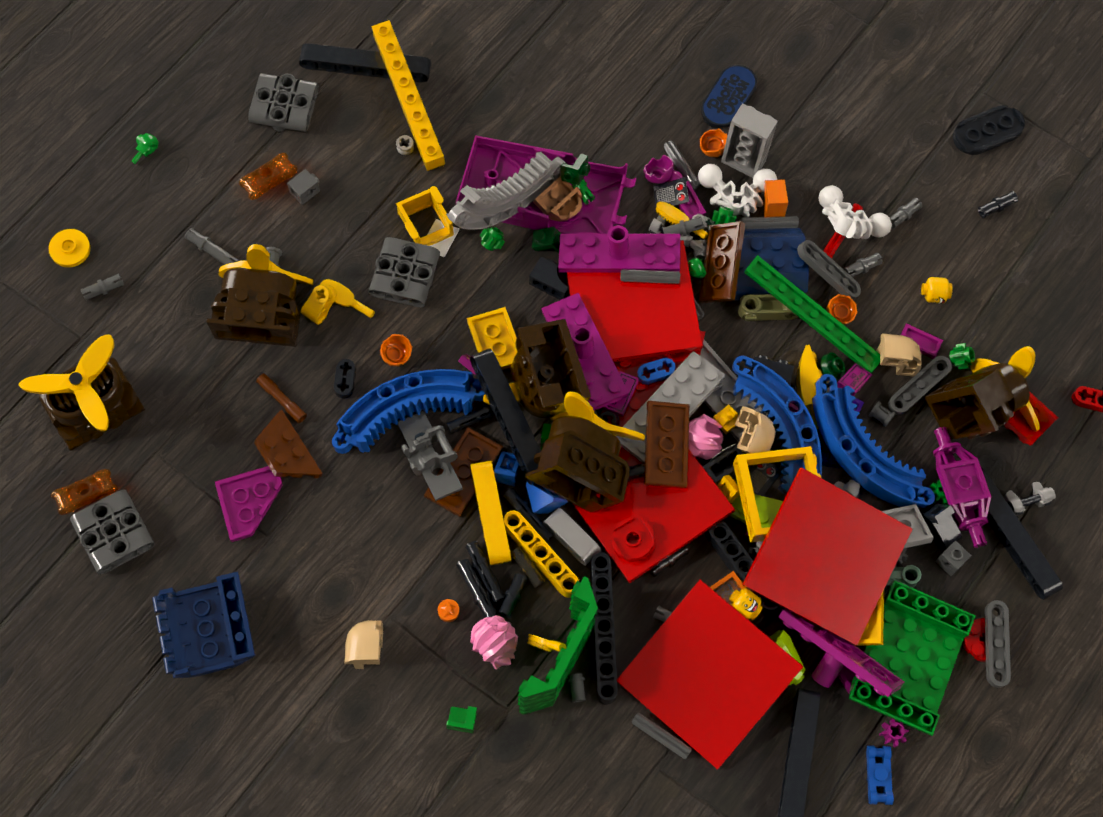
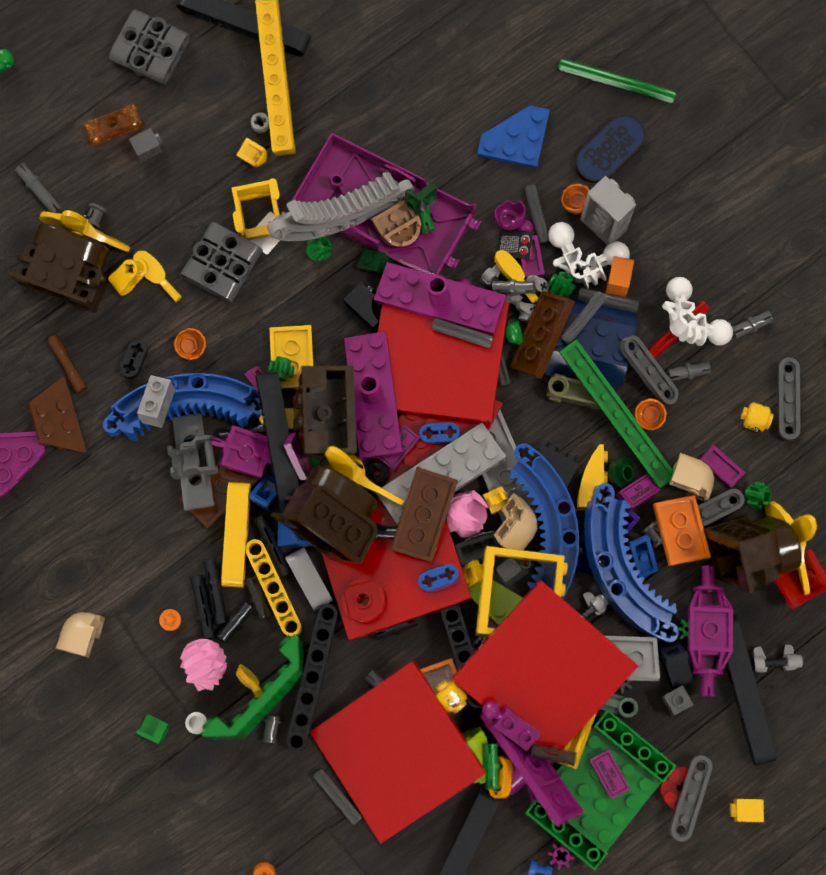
camera: 20 degrees right, 10 degrees up
(381, 405) = (156, 401): none -> light grey brick
(406, 171) = (252, 153): none -> yellow plate
(477, 433) = (244, 452): none -> magenta plate
(492, 343) = (283, 367): none -> green gear
(502, 701) = (195, 722): none -> white plate
(531, 421) = (297, 457): none -> magenta tile
(642, 106) = (517, 138): none -> blue plate
(701, 503) = (437, 573): none -> blue beam
(716, 39) = (617, 80): none -> green axle
(756, 237) = (583, 318): none -> dark grey axle
(803, 658) = (491, 766): none -> green pin
(812, 615) = (511, 725): none -> magenta plate
(814, 671) = (505, 778): none -> light orange beam
(859, 633) = (568, 757): none -> clear smoke pin
(879, 432) = (643, 556): none -> blue slope
(905, 403) = (681, 530): none -> orange tile
(915, 641) = (609, 774): none -> magenta tile
(959, 268) = (788, 398): none -> dark grey plate
(1052, 642) = (747, 810): none -> yellow brick

